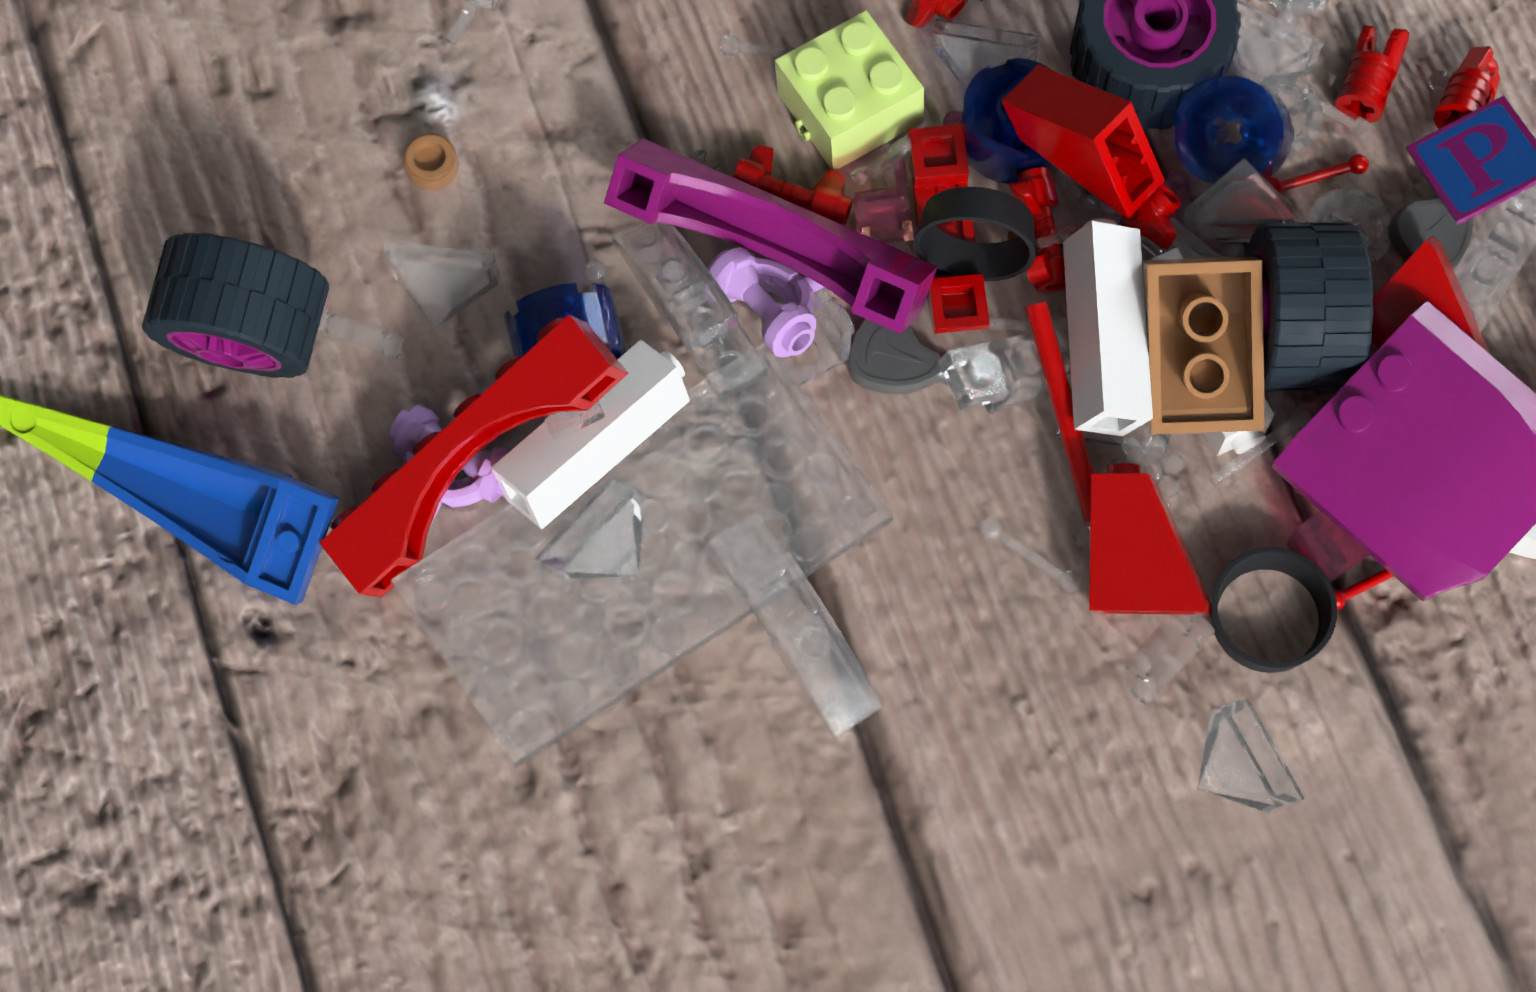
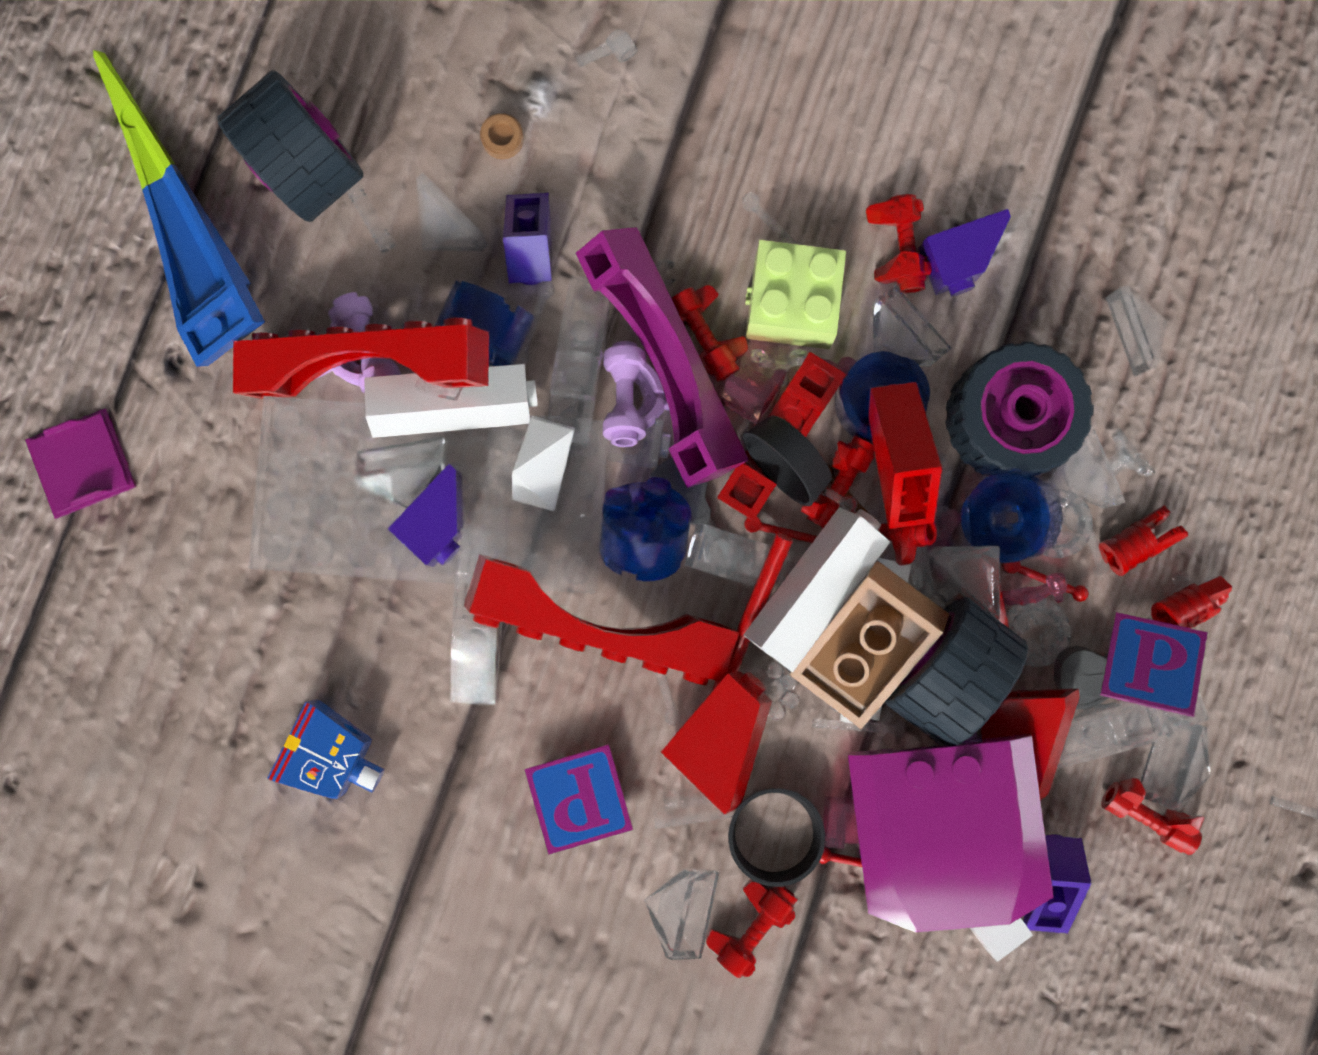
camera: 35 degrees right, 15 degrees up
(239, 806) = (80, 463): none -> magenta piece
(541, 232) = (528, 238): none -> dark purple slope
(673, 559) = (434, 520): none -> dark purple slope
(738, 421) = (541, 463): none -> white slope
(750, 890) = (325, 754): none -> blue torso
(824, 550) = (513, 596): none -> red arch
(892, 406) = (645, 529): none -> clear blue brick
(996, 332) = (753, 526): none -> red hinge
(1046, 729) = (578, 799): none -> piece
(1327, 169) = (1055, 585): none -> clear pink piece
(1332, 687) = (774, 908): none -> red piece

